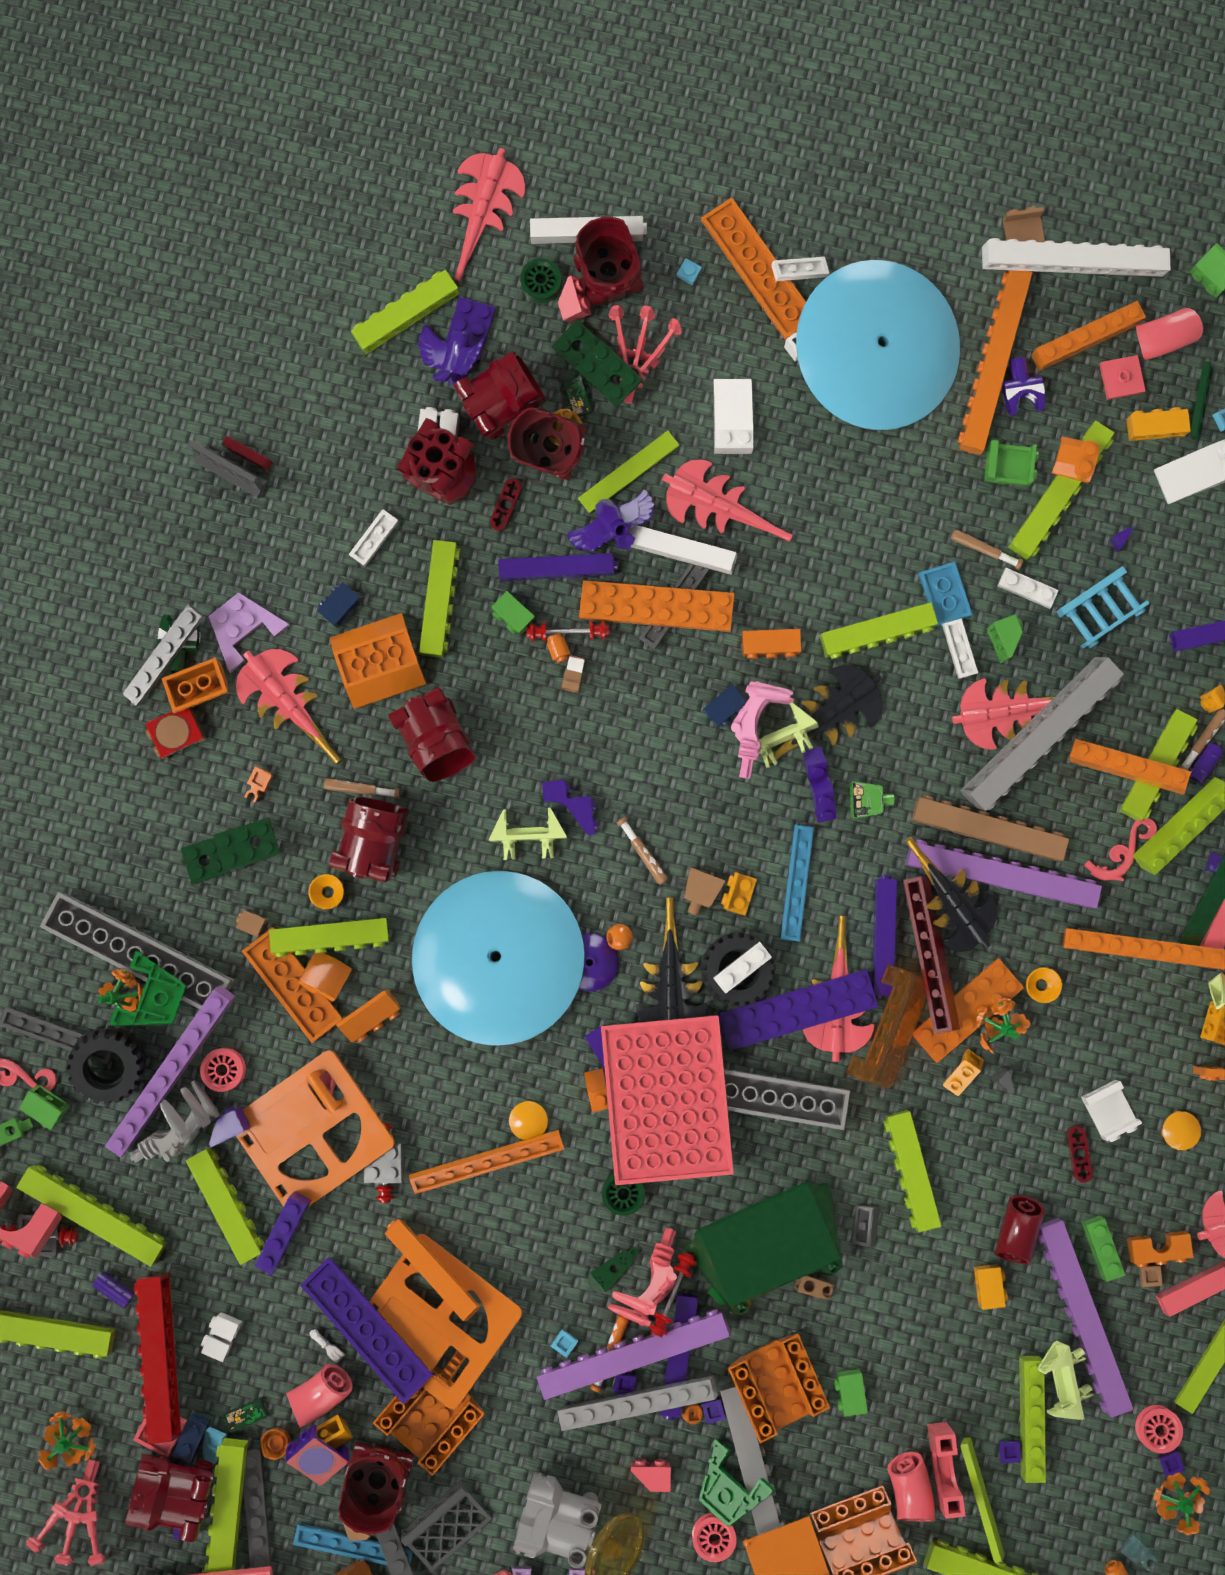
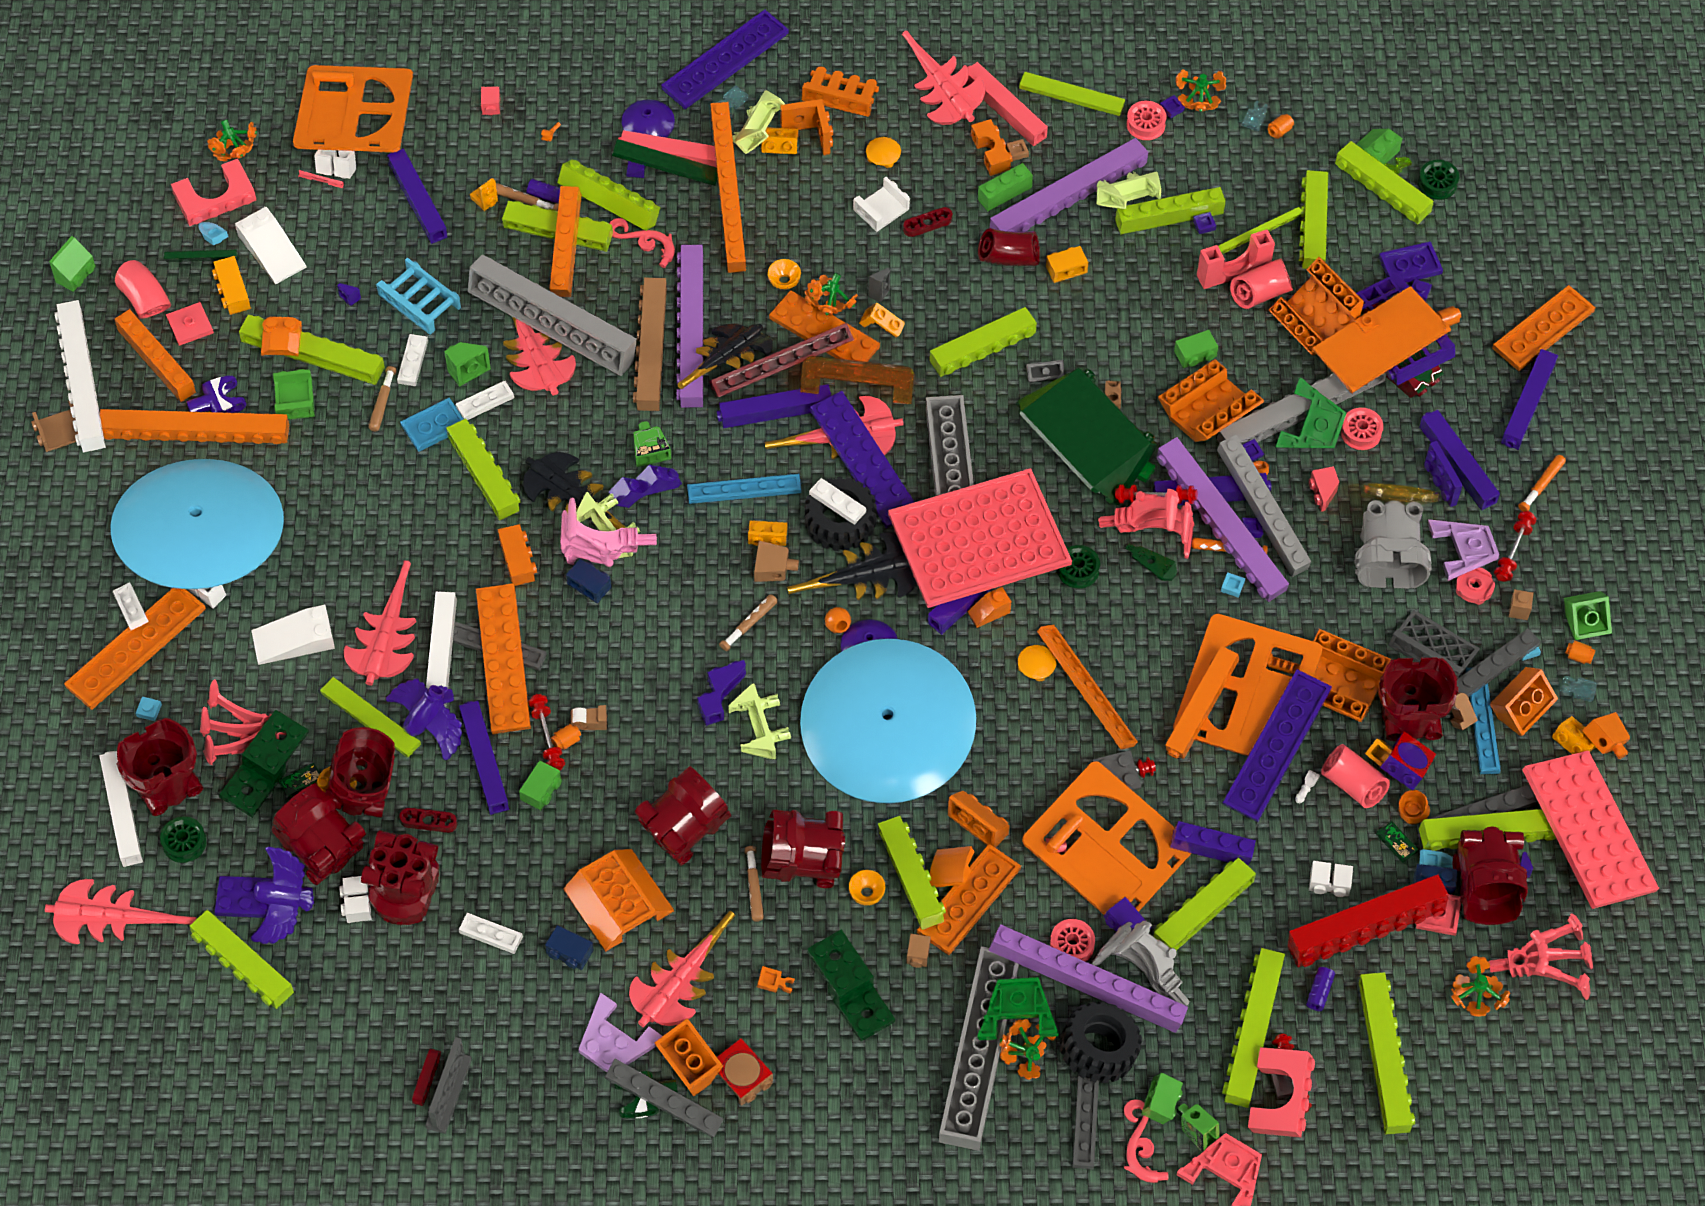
camera: 105 degrees left, 25 degrees down
(438, 599) = (539, 856): lime brick -> none
(573, 300) = (203, 800): coral slope -> none

